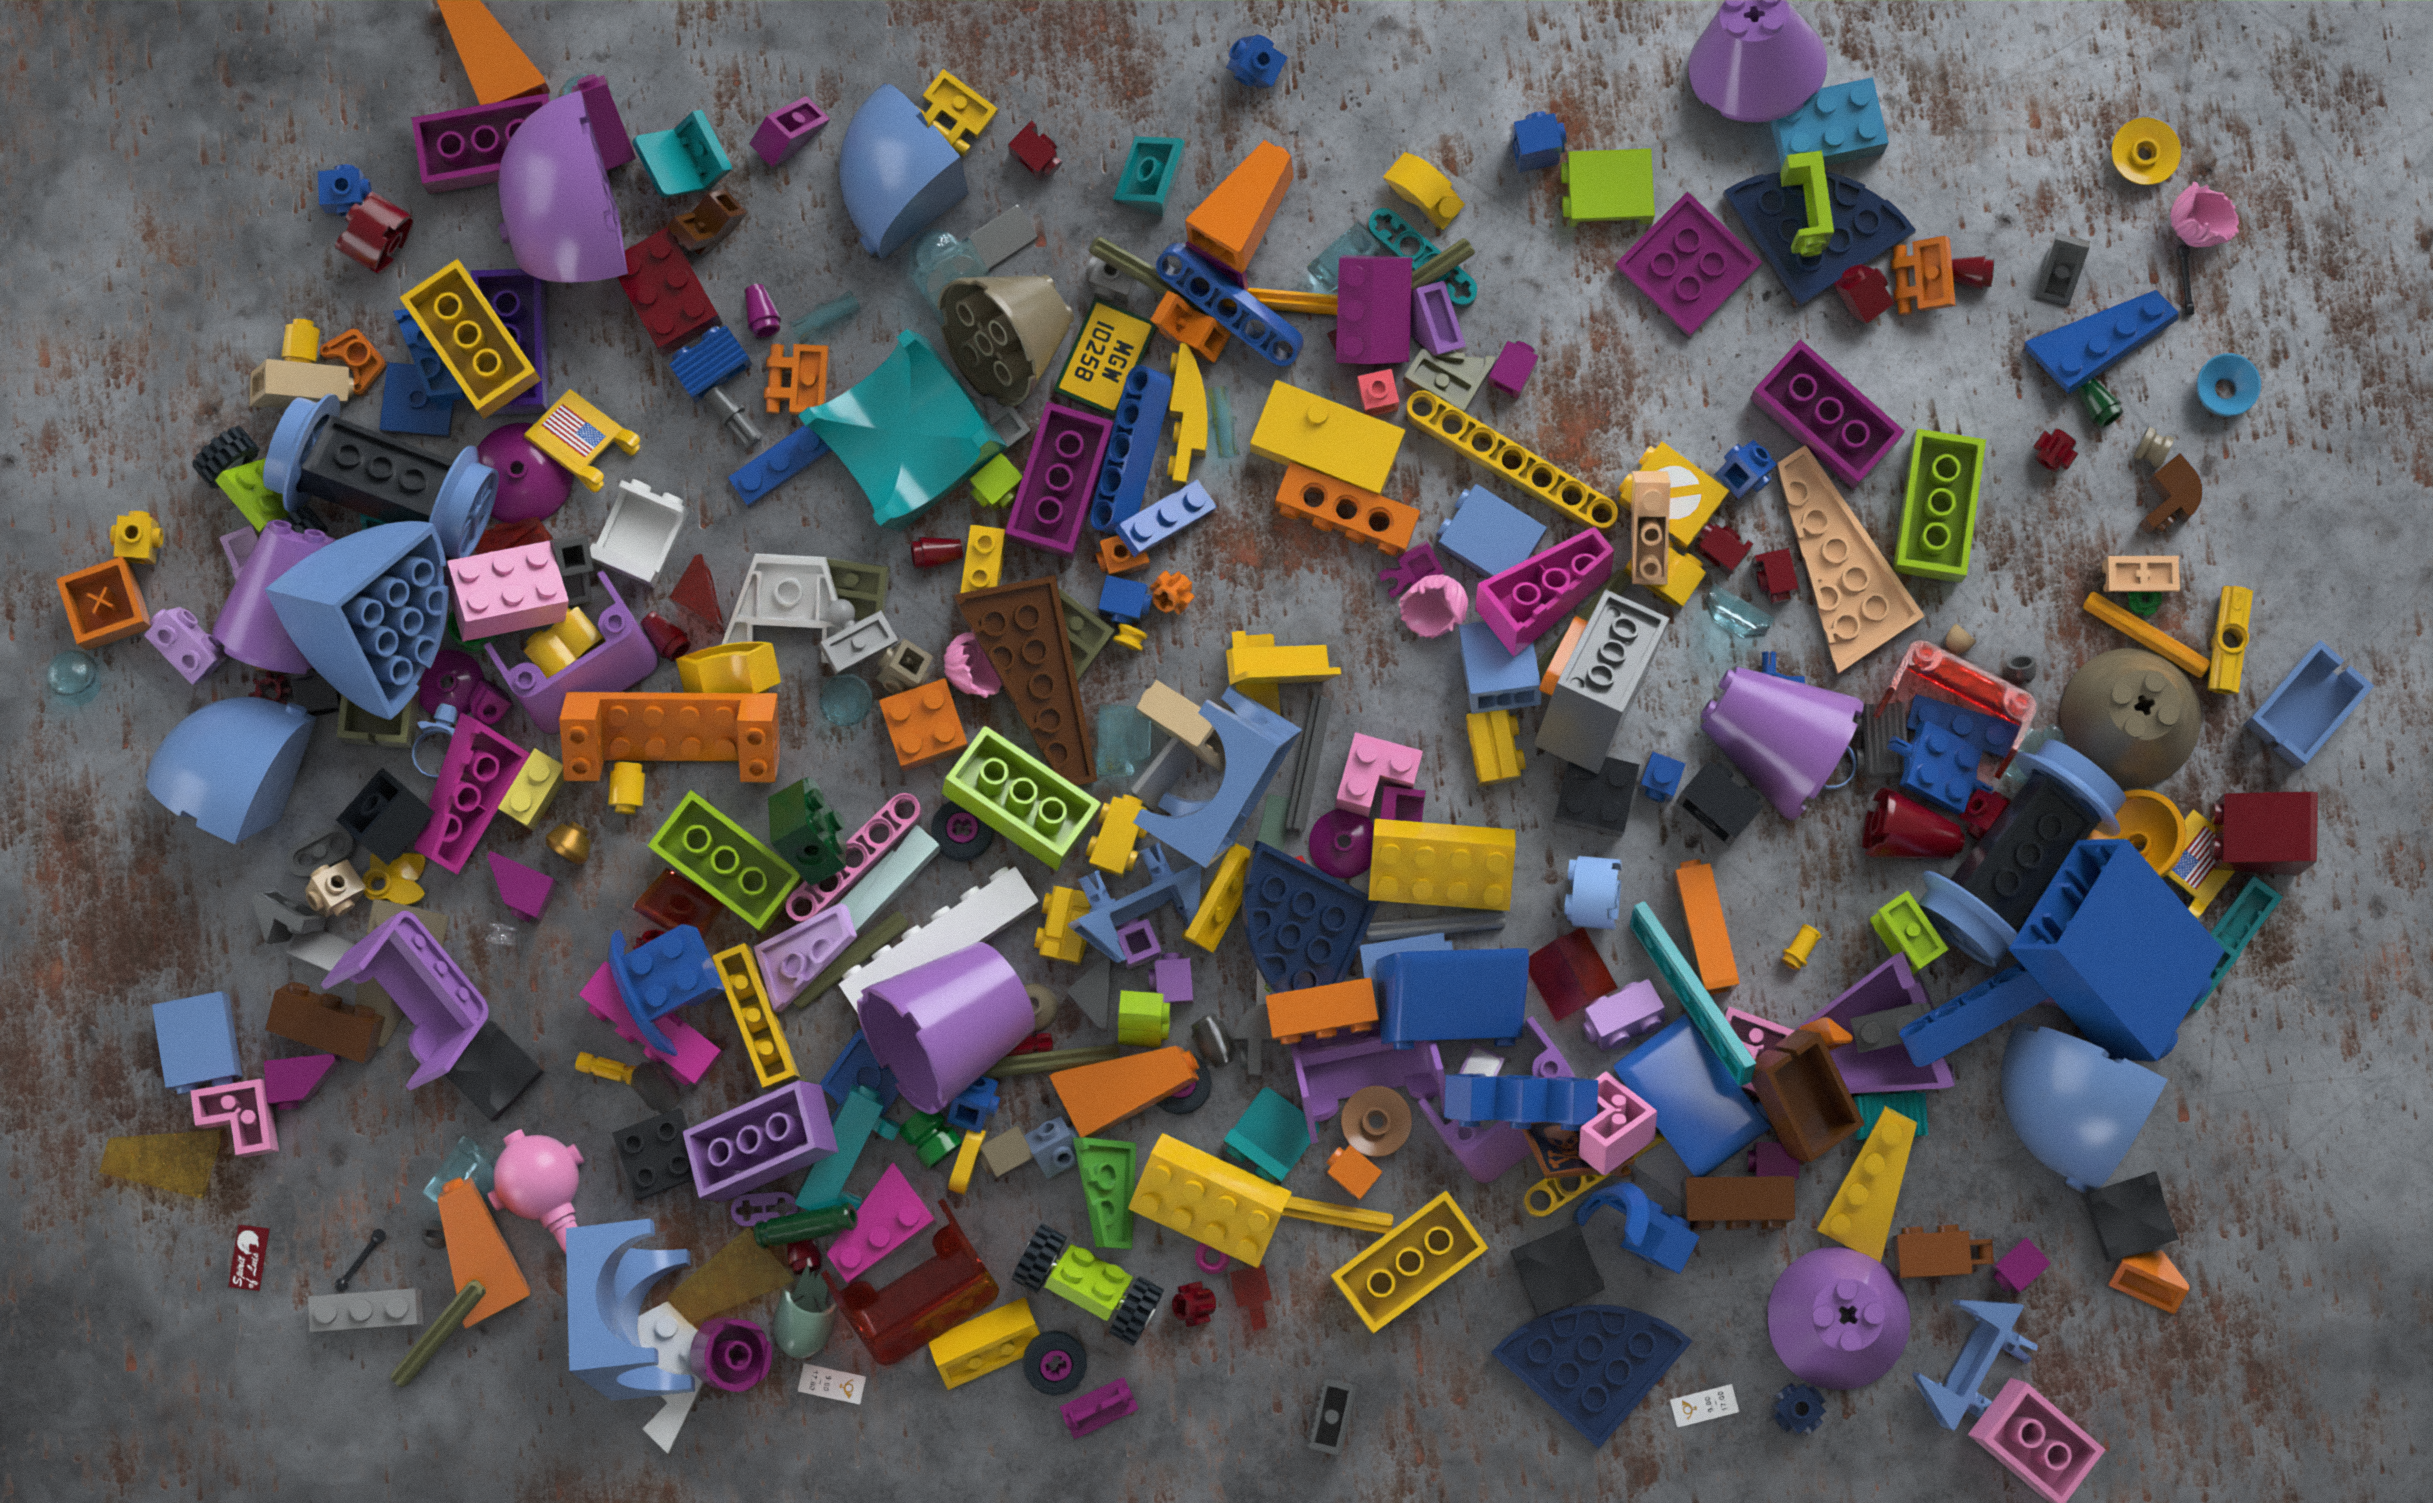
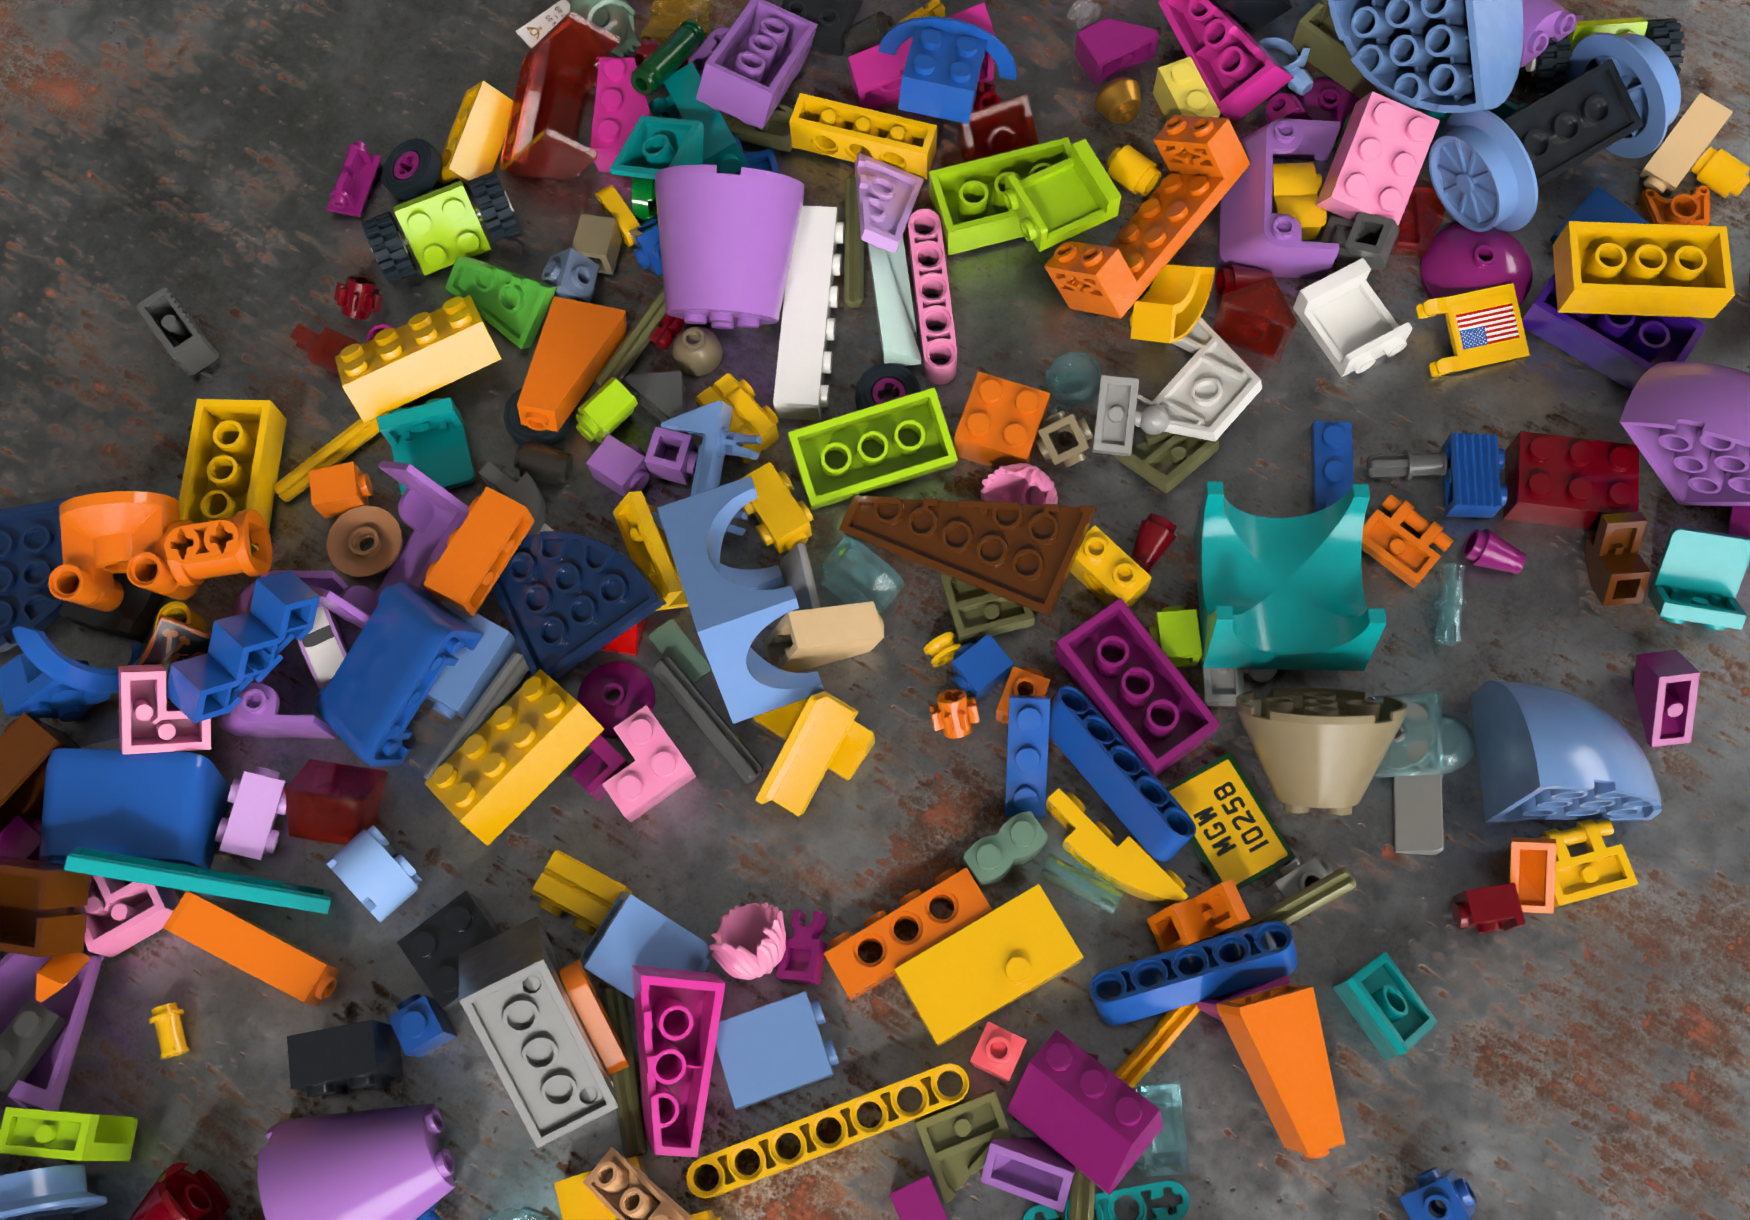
camera: 130 degrees right, 10 degrees down
(713, 805) = (1063, 198): none -> lime panel
(807, 831) = (983, 260): dark green brick -> none
(905, 1142) = (659, 145): none -> teal slope
(990, 137) = (1533, 872): none -> orange slope
(1232, 484) = (1014, 845): none -> sand green brick
(1504, 1253) = (150, 543): none -> orange piece

